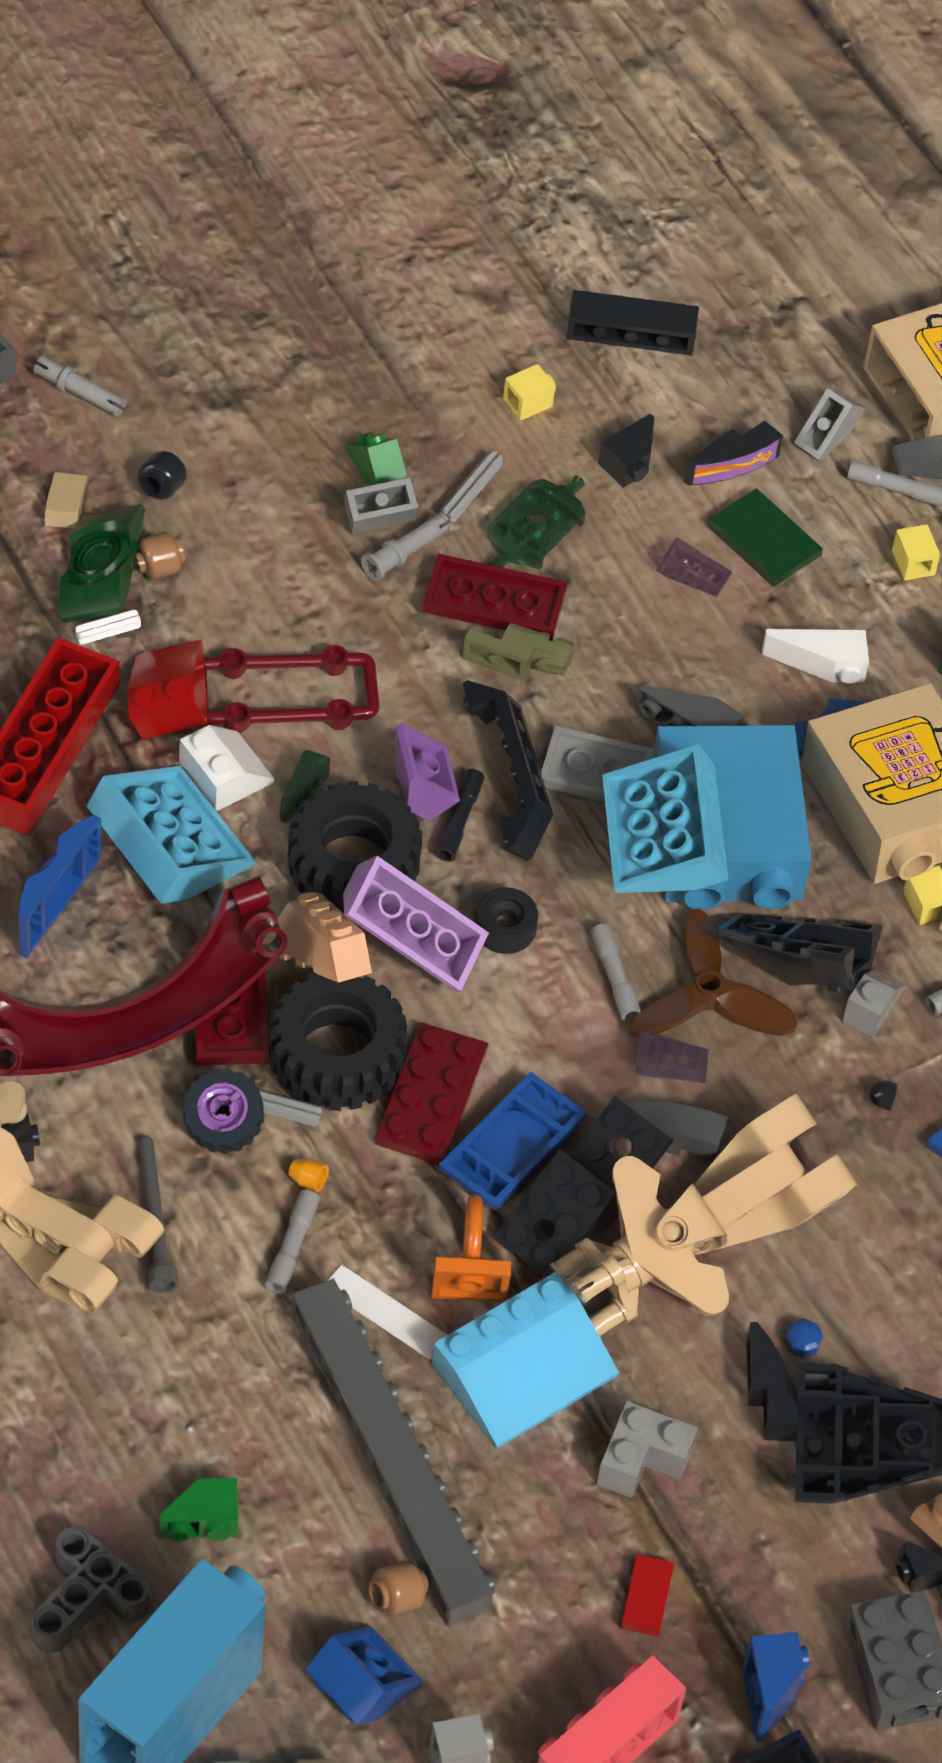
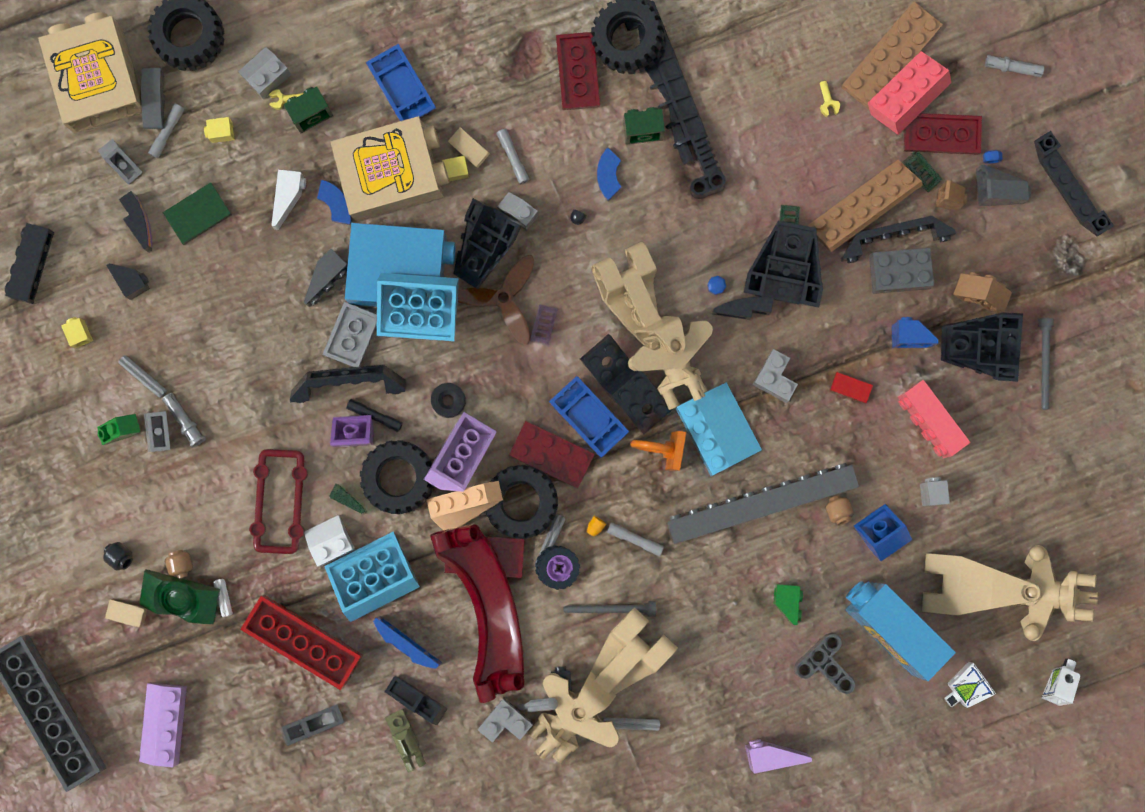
camera: 75 degrees left, 30 degrees up
(68, 379) = (40, 600): light grey pin -> none
(168, 690) = (273, 568): red slope -> none
(388, 1313) = (678, 496): white sticker -> none
(493, 595) = (226, 374): dark red plate -> none
(518, 651) = (266, 365): olive plate -> none
(528, 541) = (188, 348): clear green plate -> none
(609, 954) = (499, 344): light grey piece -> none
(676, 570) = (212, 274): slope -> none
(689, 1126) = (588, 332): dark grey slope -> none

